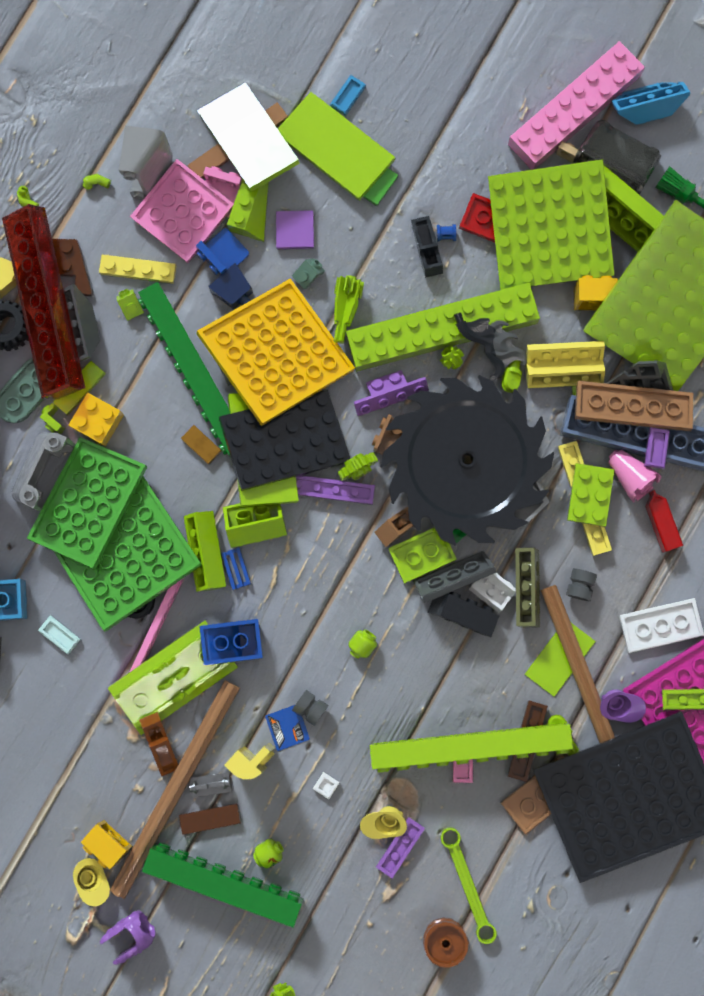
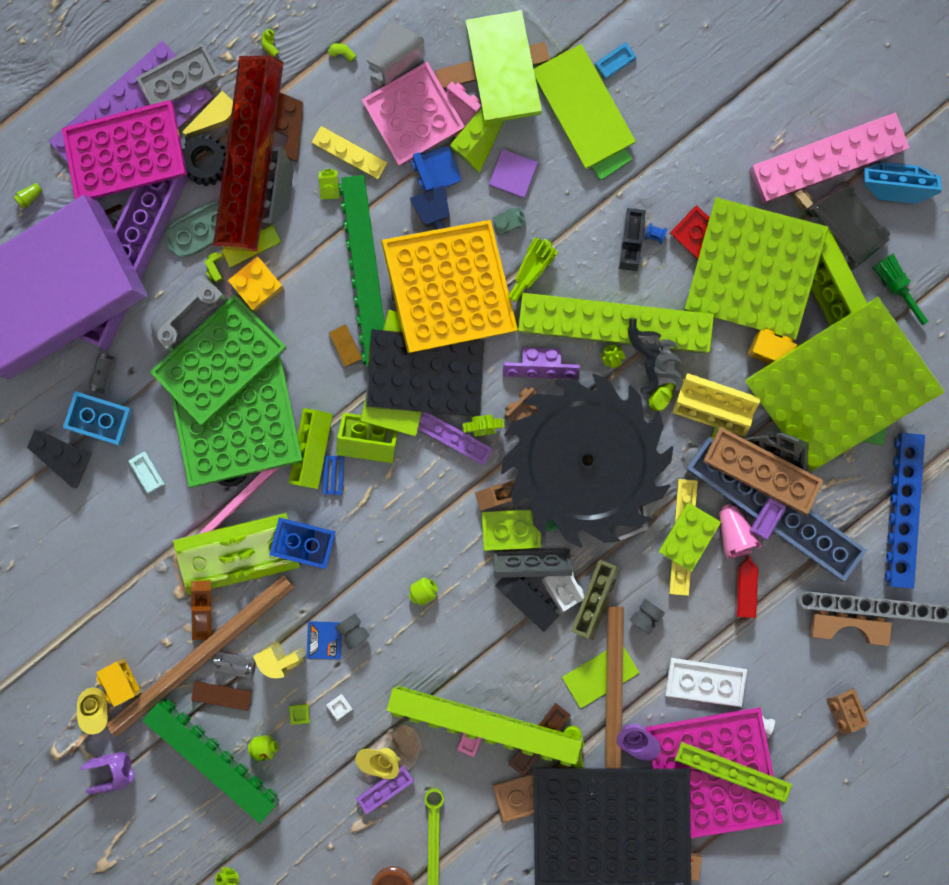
camera: 10 degrees right, 5 degrees up
(291, 807) = (299, 714): none -> lime tile

